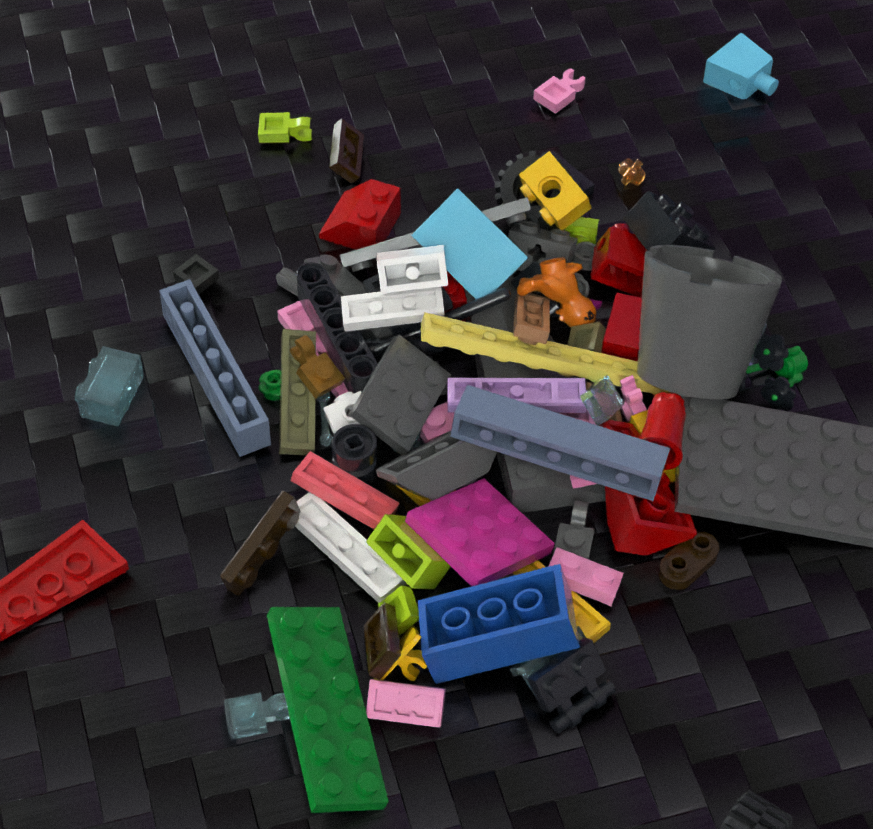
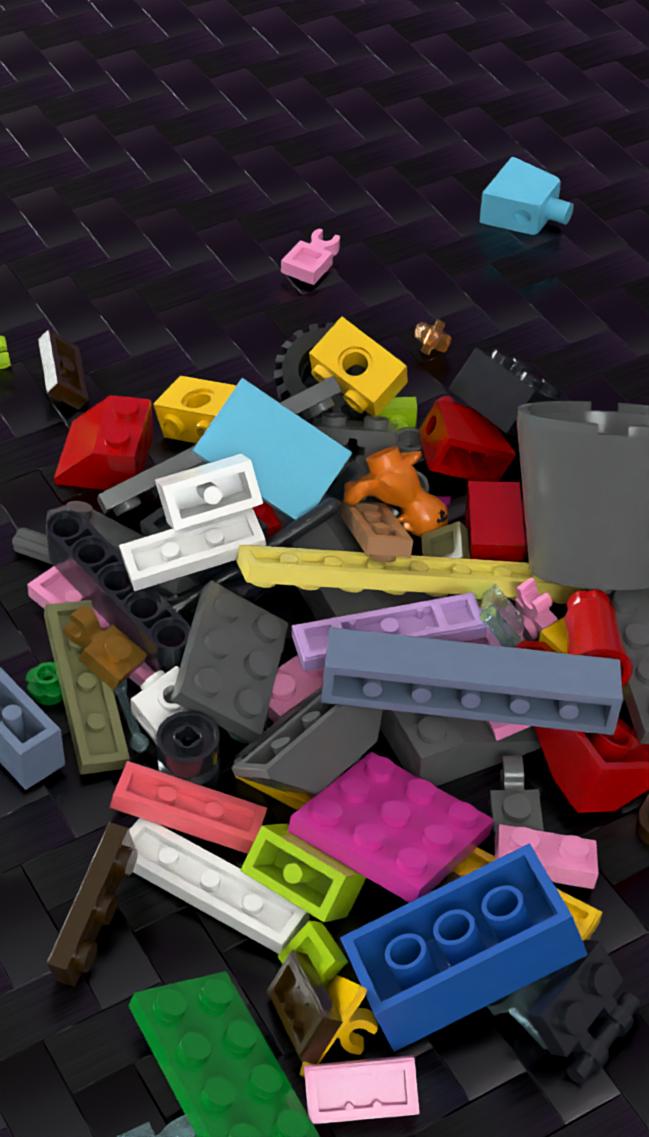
camera: 15 degrees left, 5 degrees down
(428, 194) = (190, 407): none -> yellow brick

